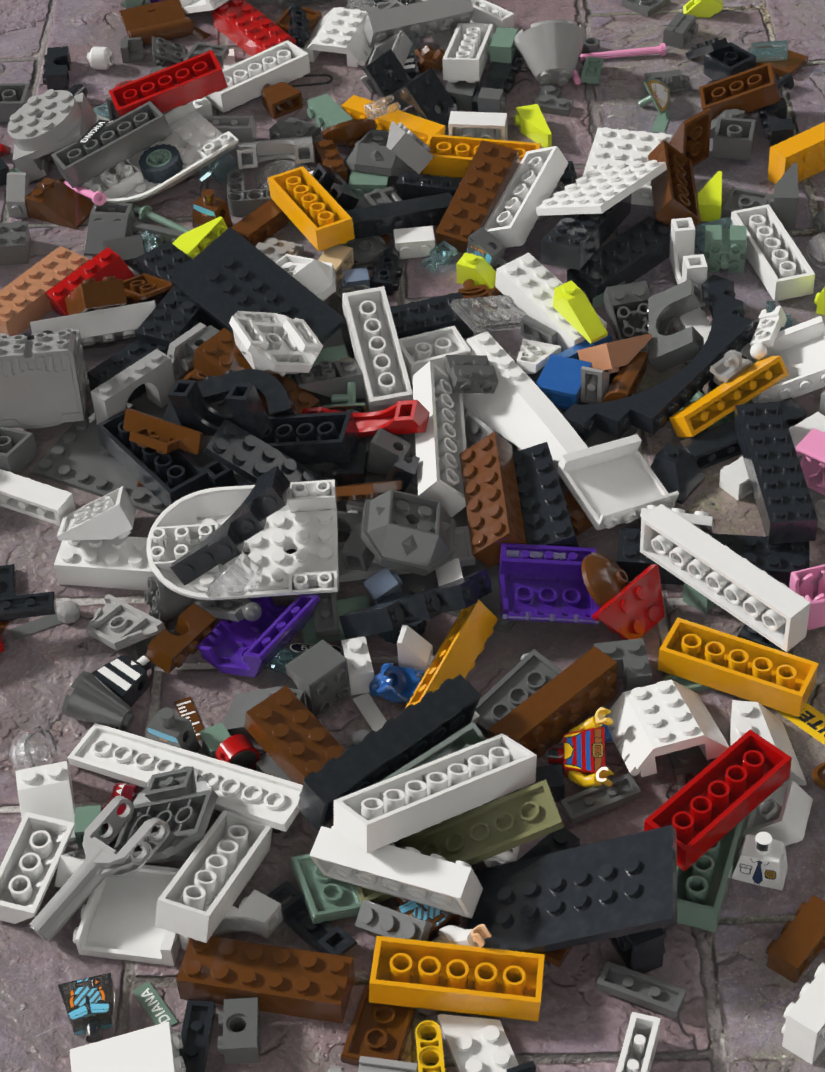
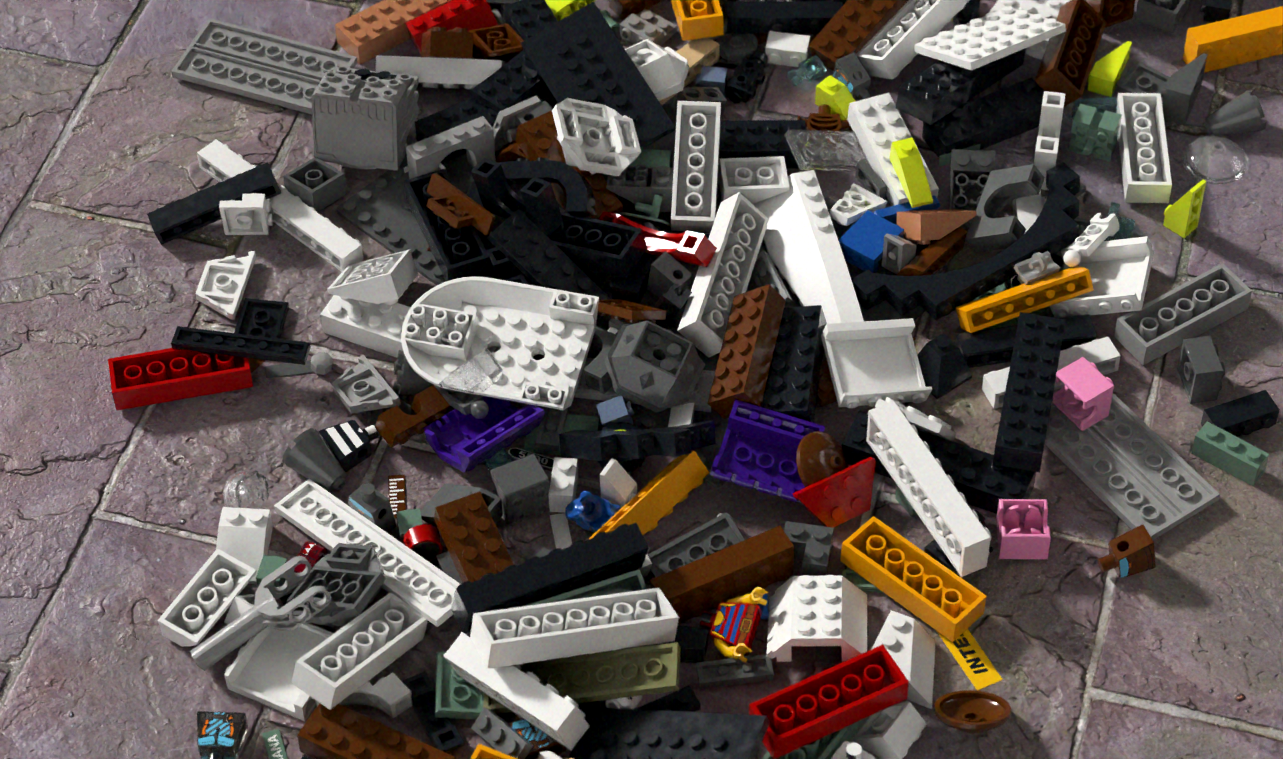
camera: 15 degrees right, 5 degrees up
(228, 540) = (497, 322): black arch -> none
(471, 374) = (778, 213): dark grey plate -> none

